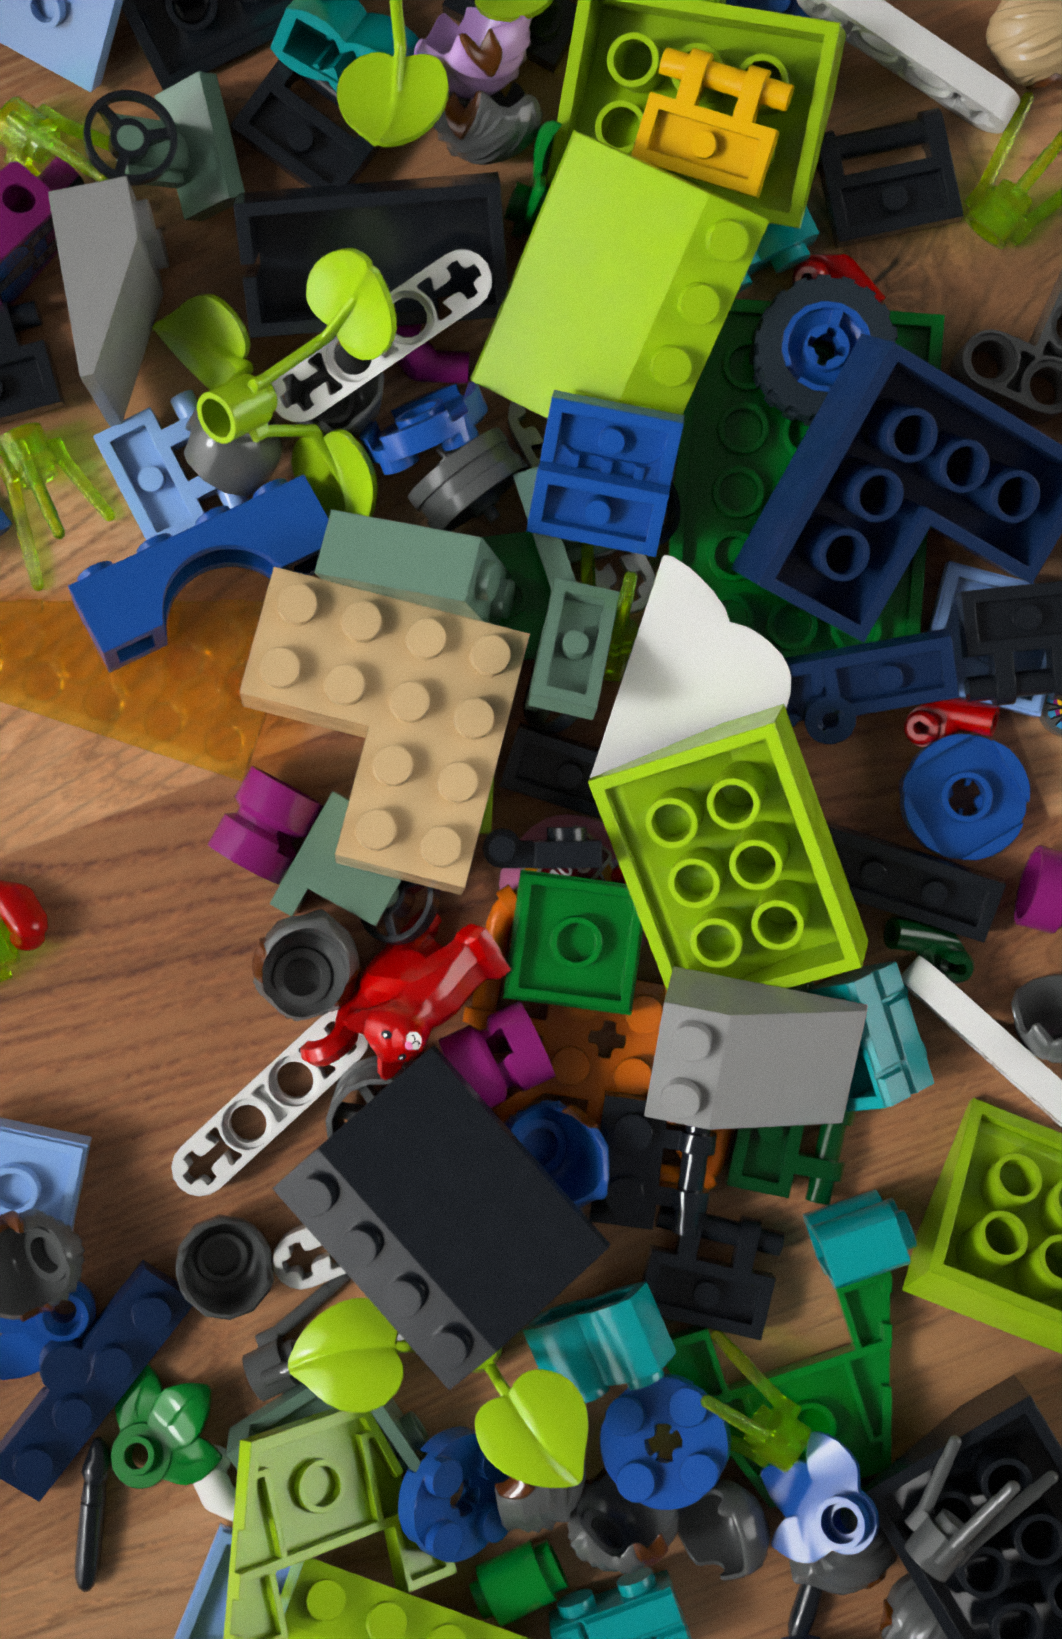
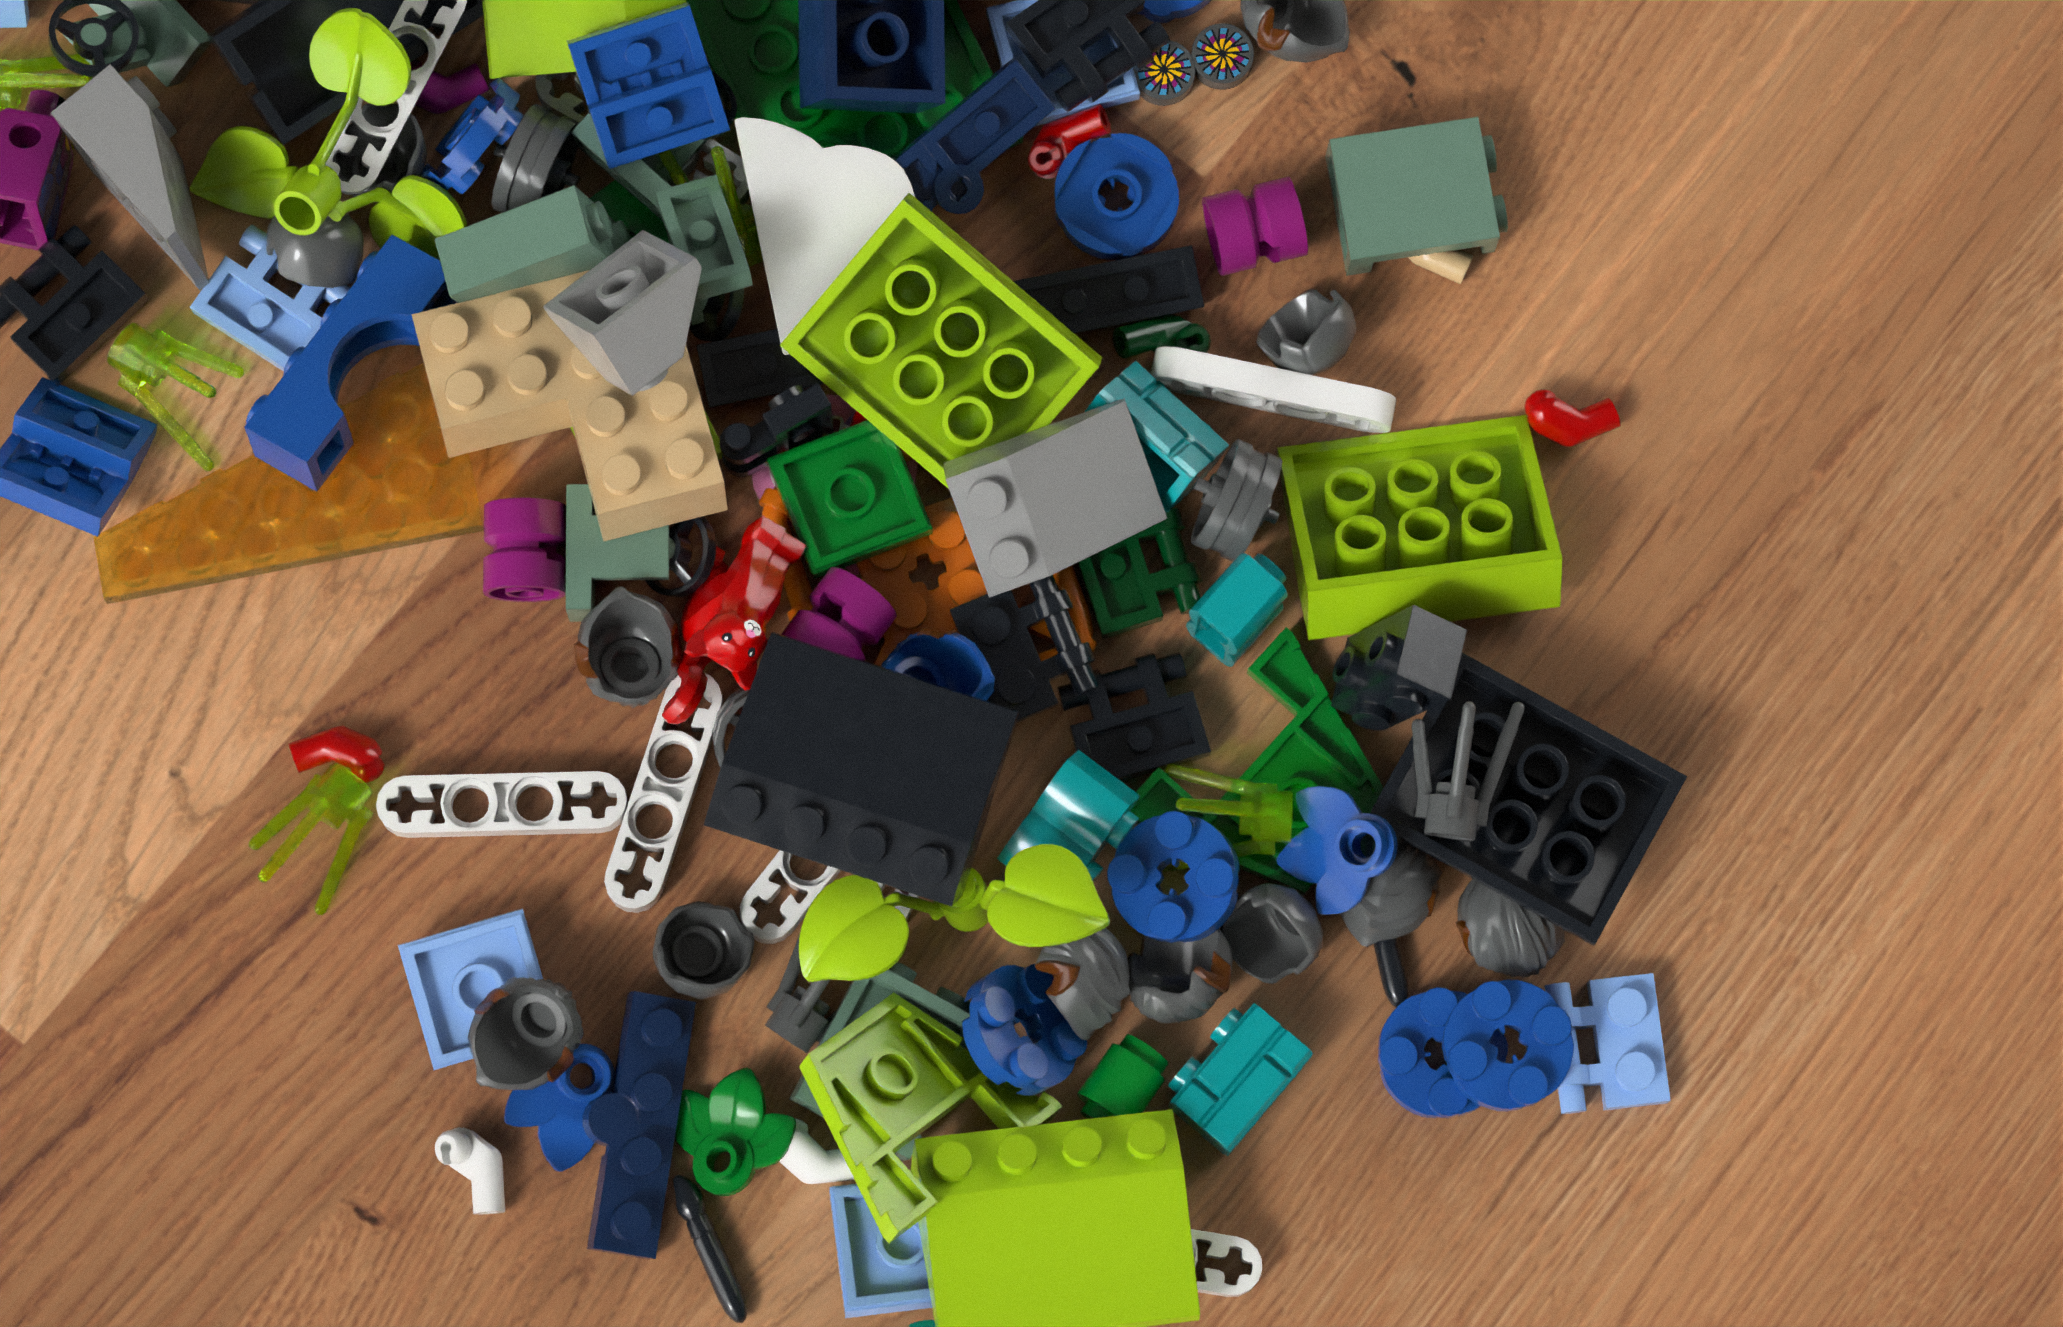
camera: 35 degrees left, 10 degrees down
(123, 1041) = (502, 812): none -> white beam
(469, 685) = (631, 311): none -> light grey slope
(912, 1141) = (1236, 500): none -> dark grey wheel
(967, 1377) = (1397, 668): none -> black brick

